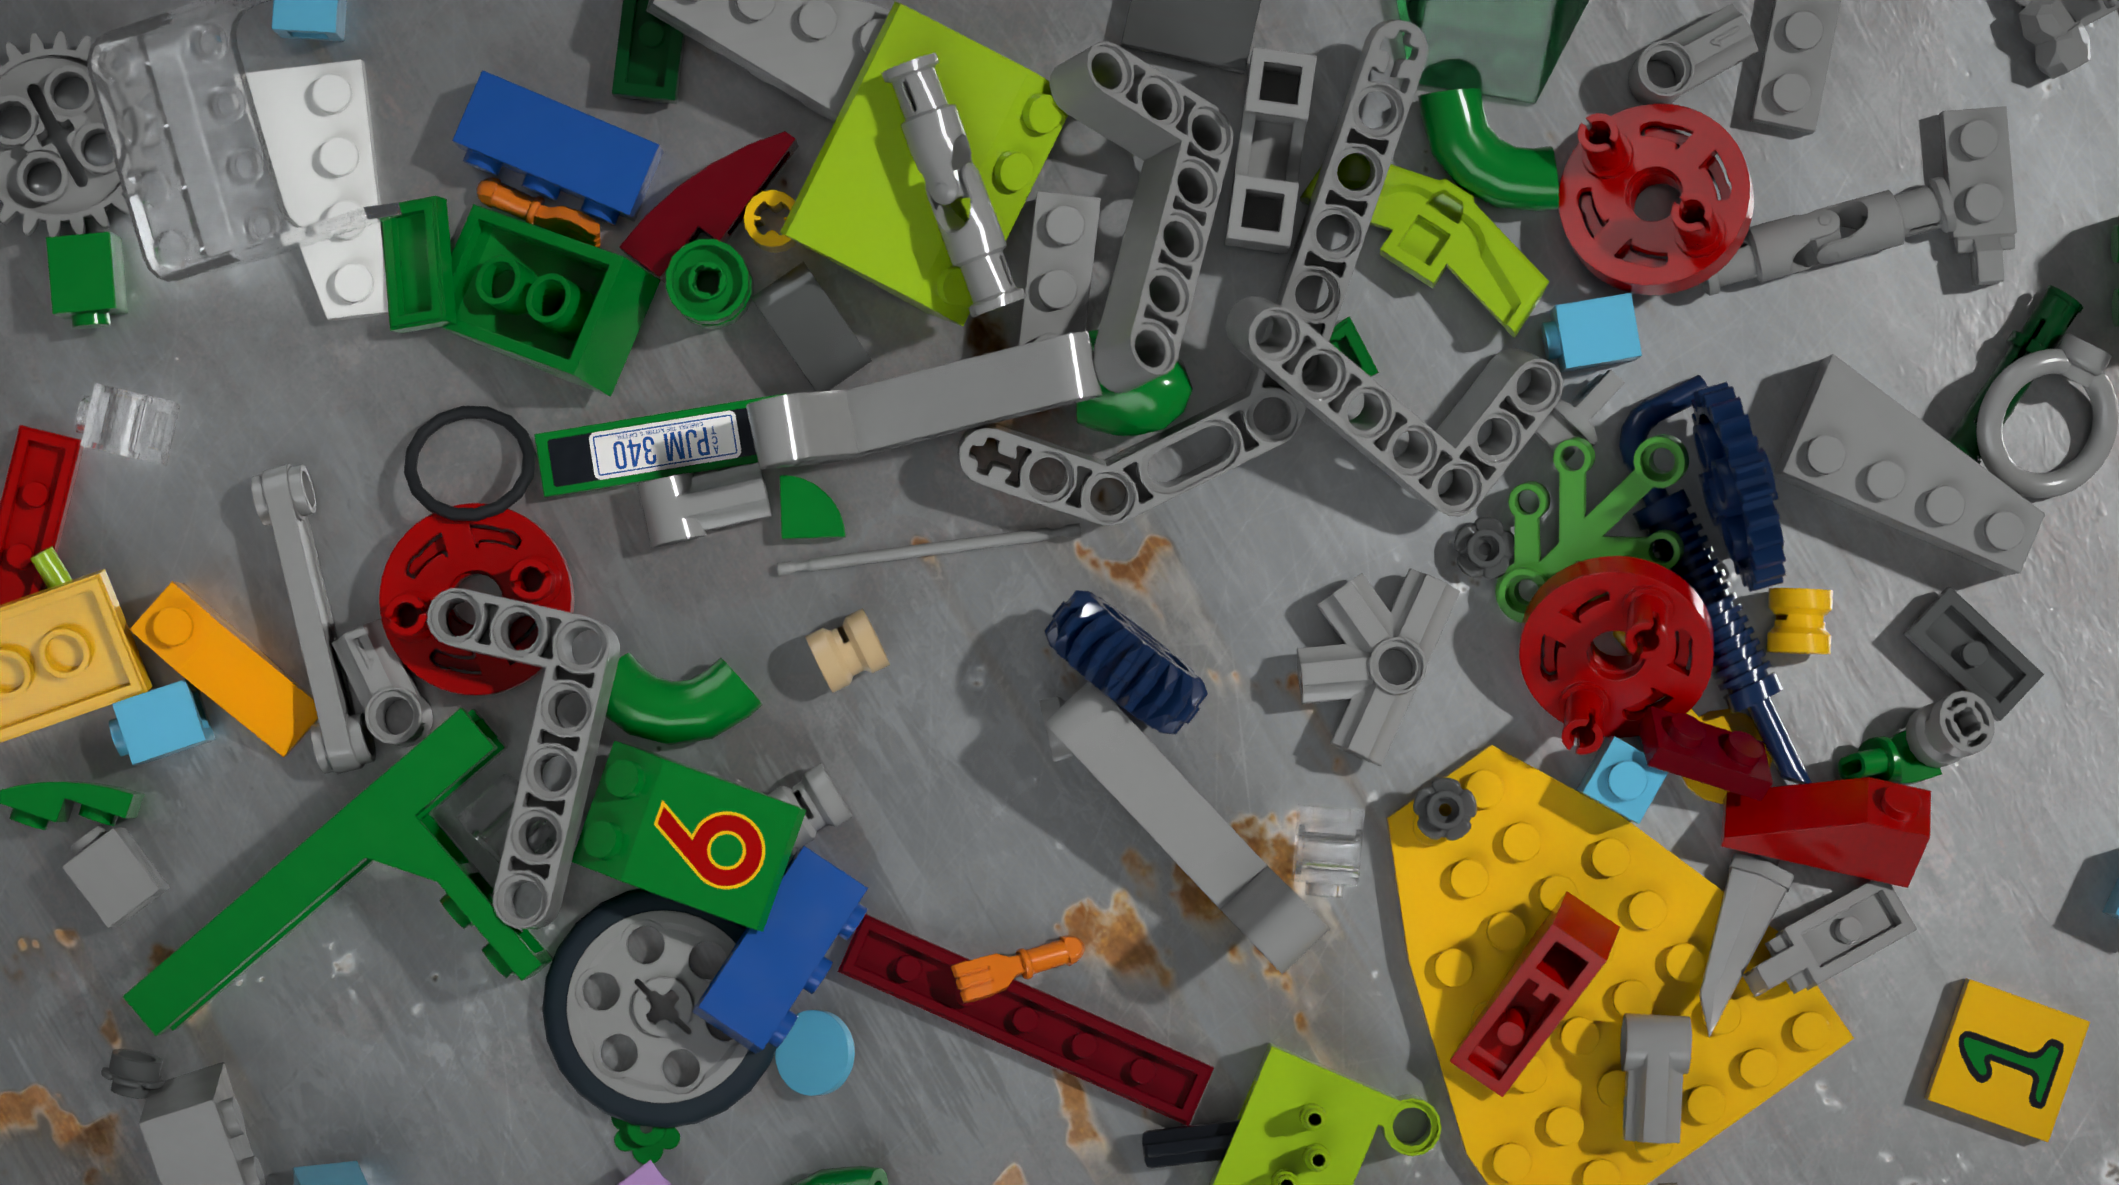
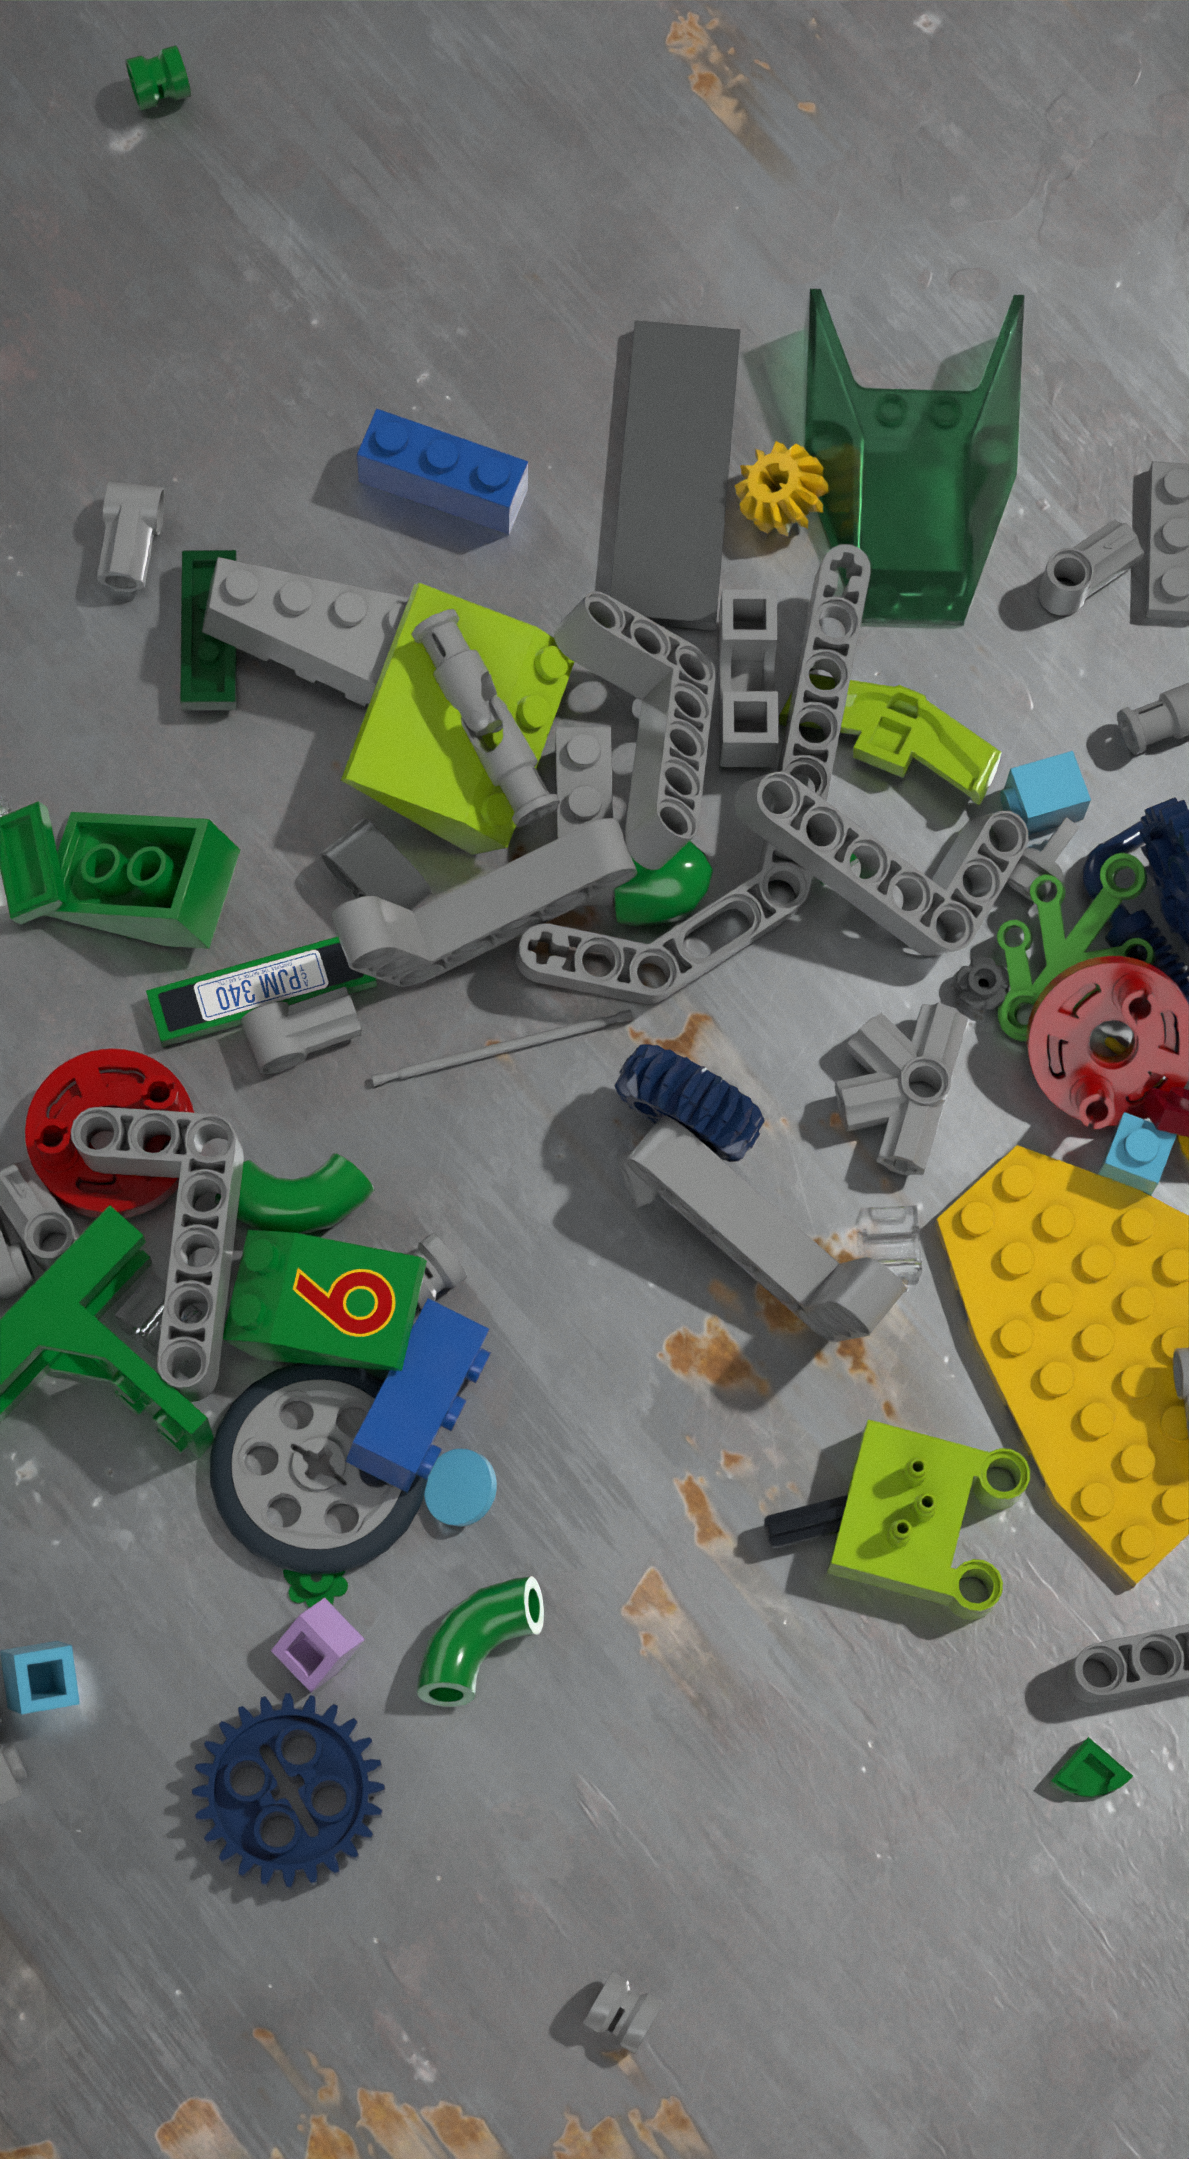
camera: 10 degrees left, 15 degrees down
(484, 511) = (100, 1055): black piece -> none
(557, 149) = (139, 752): blue brick -> none
(557, 219) = (93, 801): orange piece -> none
(707, 203) = (276, 780): dark red slope -> none
(709, 283) = (284, 843): green wheel -> none
(776, 202) = (333, 805): yellow gear -> none
(808, 511) = (393, 1027): green tile -> none
(847, 650) = (443, 1135): tan wheel -> none
(995, 972) = (611, 1394): orange piece -> none
(1029, 1022) = (644, 1436): dark red tile -> none
(1427, 806) = (982, 1211): dark grey plate -> none
(1481, 160) = (929, 669): green cylinder -> none
(1536, 993) = (1092, 1344): red slope -> none
(1621, 163) = (1073, 639): red piece -> none

